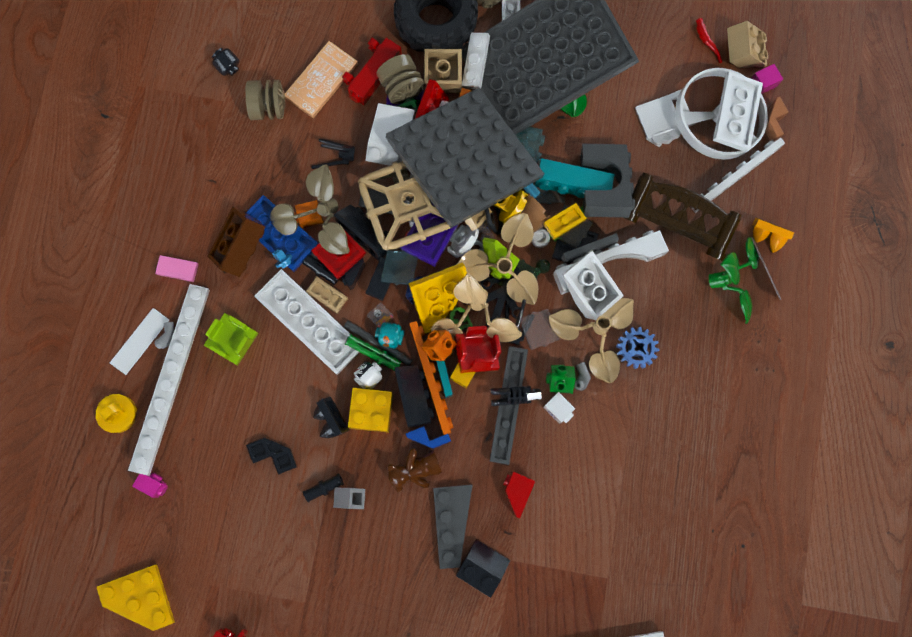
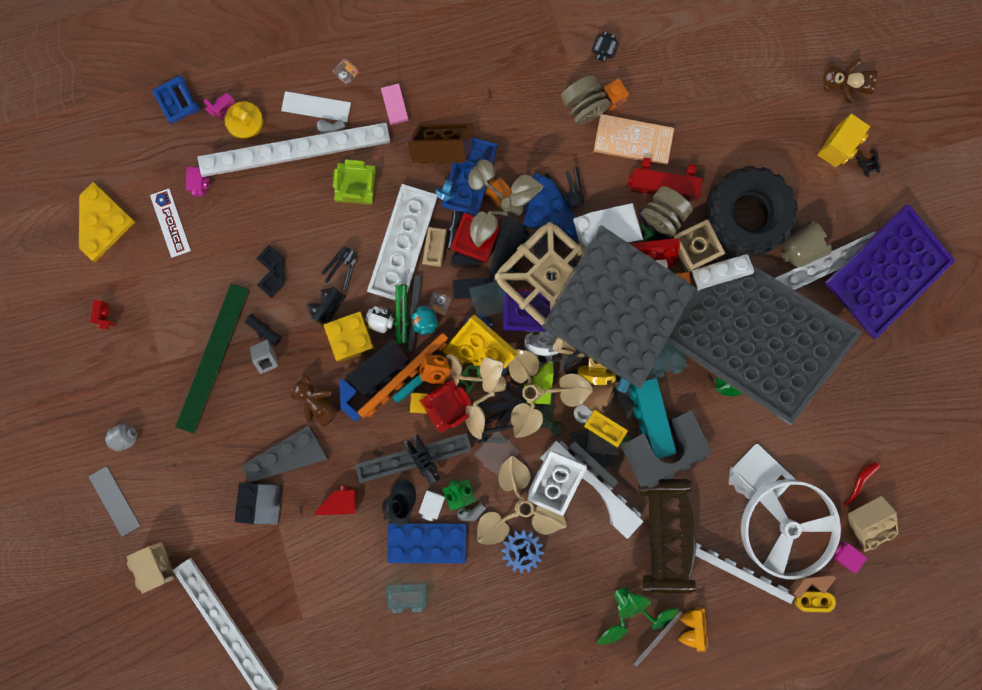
camera: 65 degrees right, 5 degrees up
(60, 475) = (170, 103): none -> blue plate
(91, 427) = (221, 106): none -> dark pink bracket
(121, 298) = (345, 71): none -> clear tile
(175, 530) = (170, 223): none -> white sticker
(271, 71) = (615, 93): none -> orange brick
(295, 380) = (344, 257): none -> black plant
(326, 550) = (212, 358): none -> dark green tile
(346, 178) = (549, 207): none -> blue plate
(545, 437) = (400, 503): none -> black piece
(590, 430) = (427, 543): none -> blue plate
(631, 471) = (406, 597): none -> clear light blue window
(737, 111) = (798, 543): white plate -> none
(790, 126) = (813, 602): none -> yellow plate

